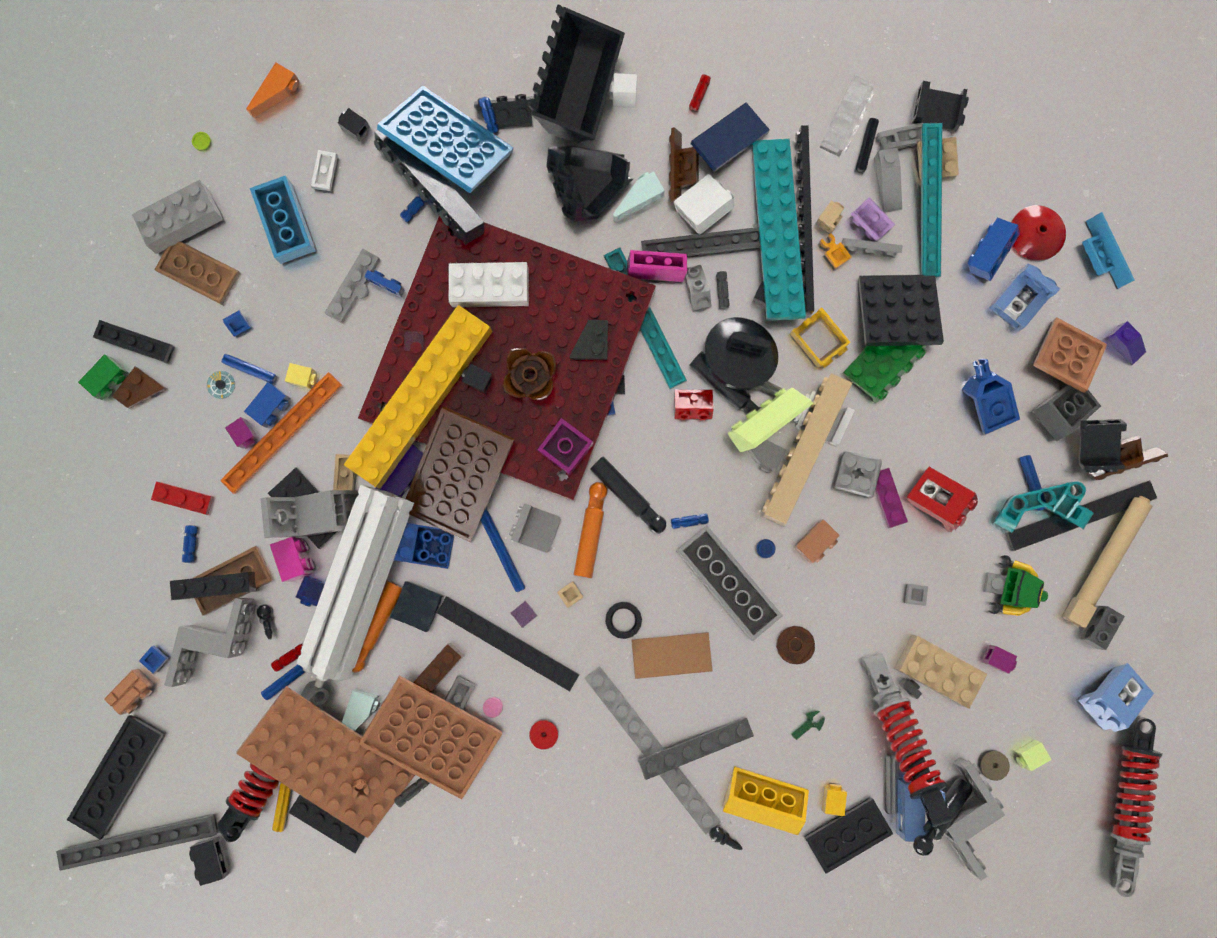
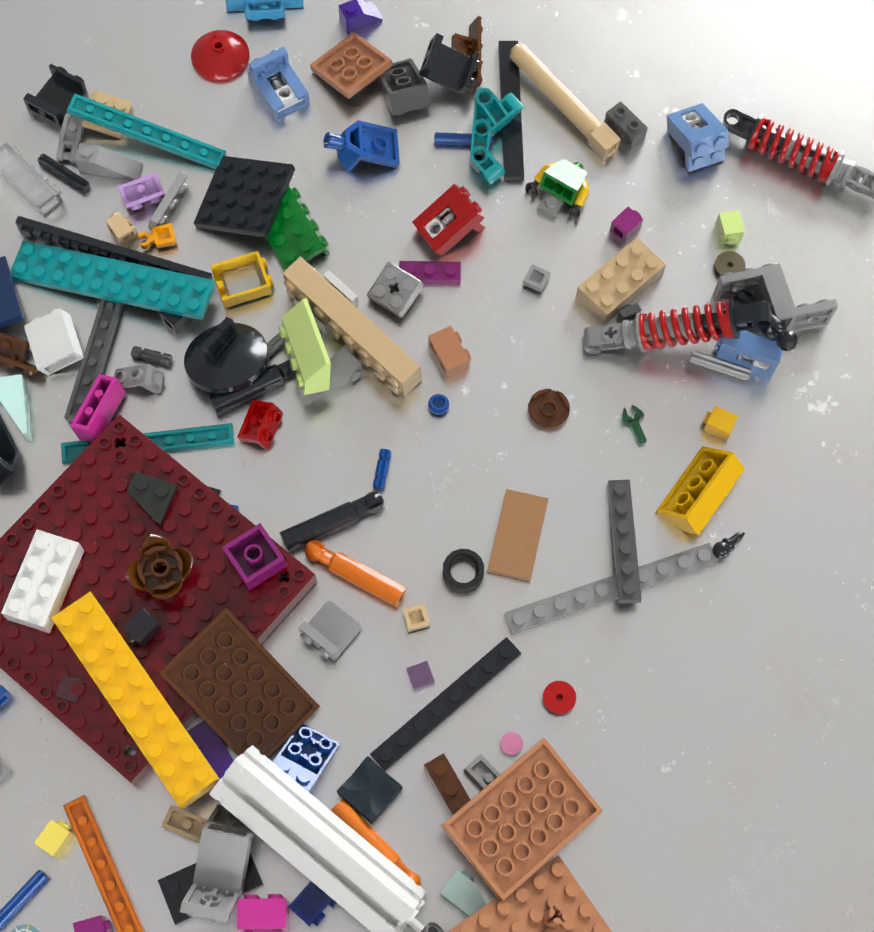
camera: 75 degrees left, 15 degrees down
(267, 405) = (72, 889): blue brick -> none
(410, 792) = (576, 866): dark grey axle -> none
(502, 552) = (345, 676): blue axle -> none
(729, 583) = (461, 449): light grey brick -> none
(848, 835) = (760, 422): black plate -> none
(993, 248) = (219, 95): blue brick -> none

